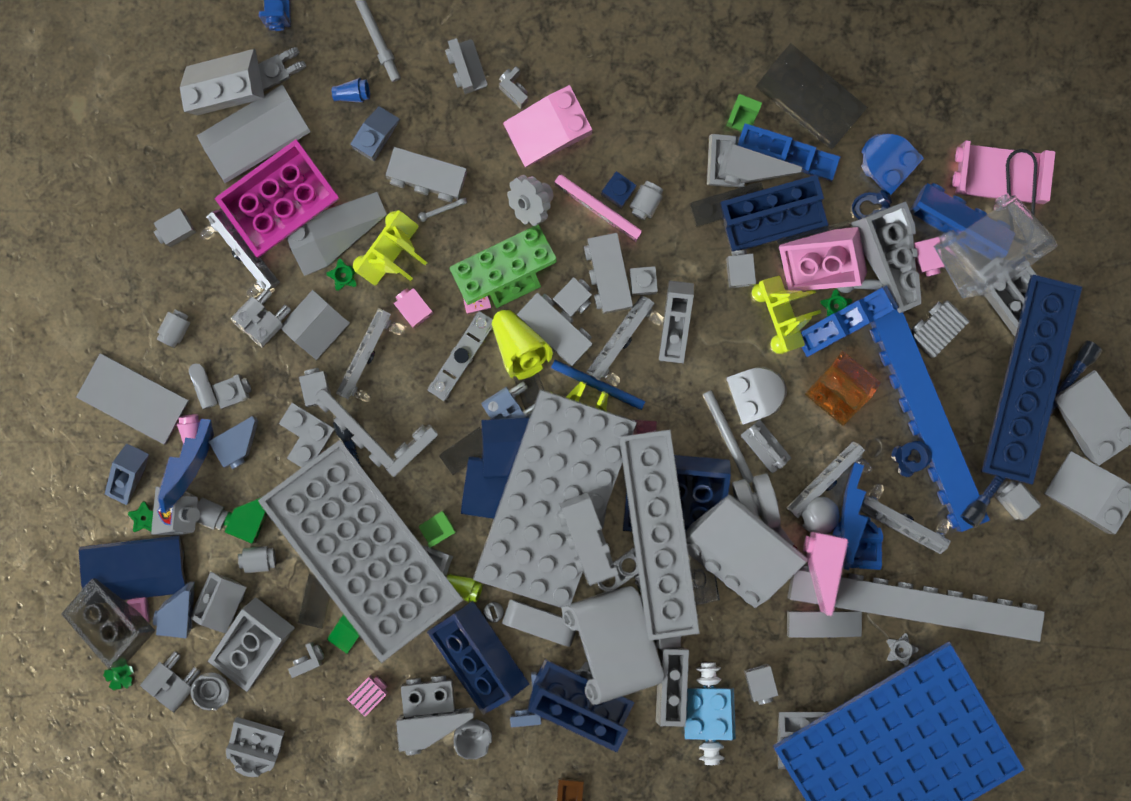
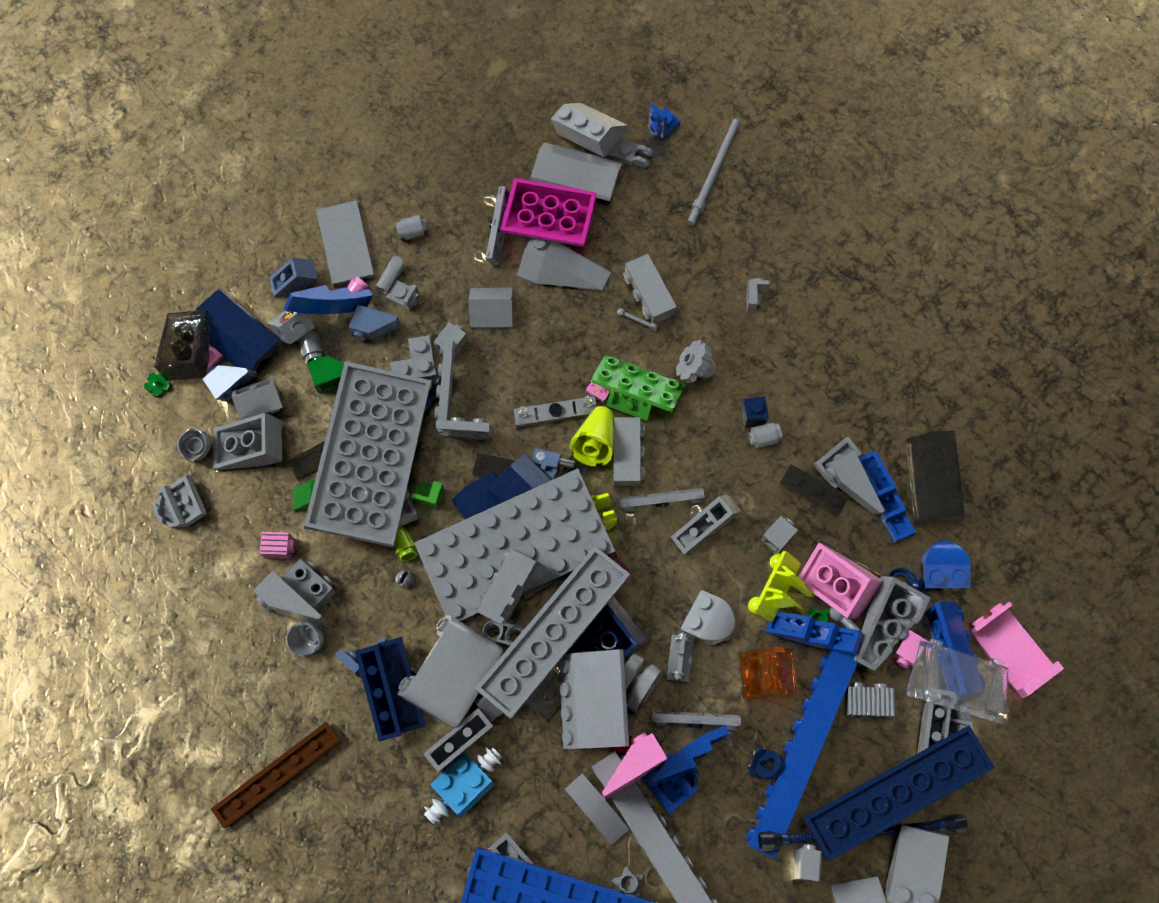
camera: 55 degrees right, 15 degrees down
(136, 516) = (271, 306): green plate -> none
(167, 686) = (174, 416): light grey piece -> none
(173, 228) = (474, 176): light grey brick -> none
(257, 321) = (462, 273): light grey piece -> none
(257, 559) = (307, 400): light grey brick -> none
(303, 664) = (264, 488): light grey bracket -> none
(336, 273) = (539, 292): green plate -> none
(352, 91) = (660, 205): blue cone -> none
(366, 354) = (501, 352): light grey piece -> none
(374, 133) = (644, 238): sand blue slope -> none
(387, 247) = (581, 305): neon yellow piece -> none
(412, 307) = (558, 354): bright pink brick -> none
(468, 66) = (741, 253): light grey bracket -> none
(478, 658) = (364, 594): dark blue slope -> none
(538, 623) = (422, 612): light grey beam -> none
(548, 126) = (752, 335): bright pink slope -> none
(574, 297) = (659, 445): light grey brick -> none
(598, 207) = (731, 409): bright pink tile -> none
(598, 384) = (620, 518): blue bar -> none
(608, 273) = (695, 453): light grey brick -> none
(643, 281) = (711, 478): light grey brick -> none
(728, 436) = (663, 627): light grey bar -> none
(743, 112) = (883, 443): bright green panel -> none
(761, 684) = (515, 802): light grey brick -> none
(774, 213) = (837, 521): dark blue slope -> none
(821, 516) = (669, 735): light grey hair -> none
(905, 523) = (717, 801): light grey piece -> none
(1034, 175) = (1032, 674): black piece -> none

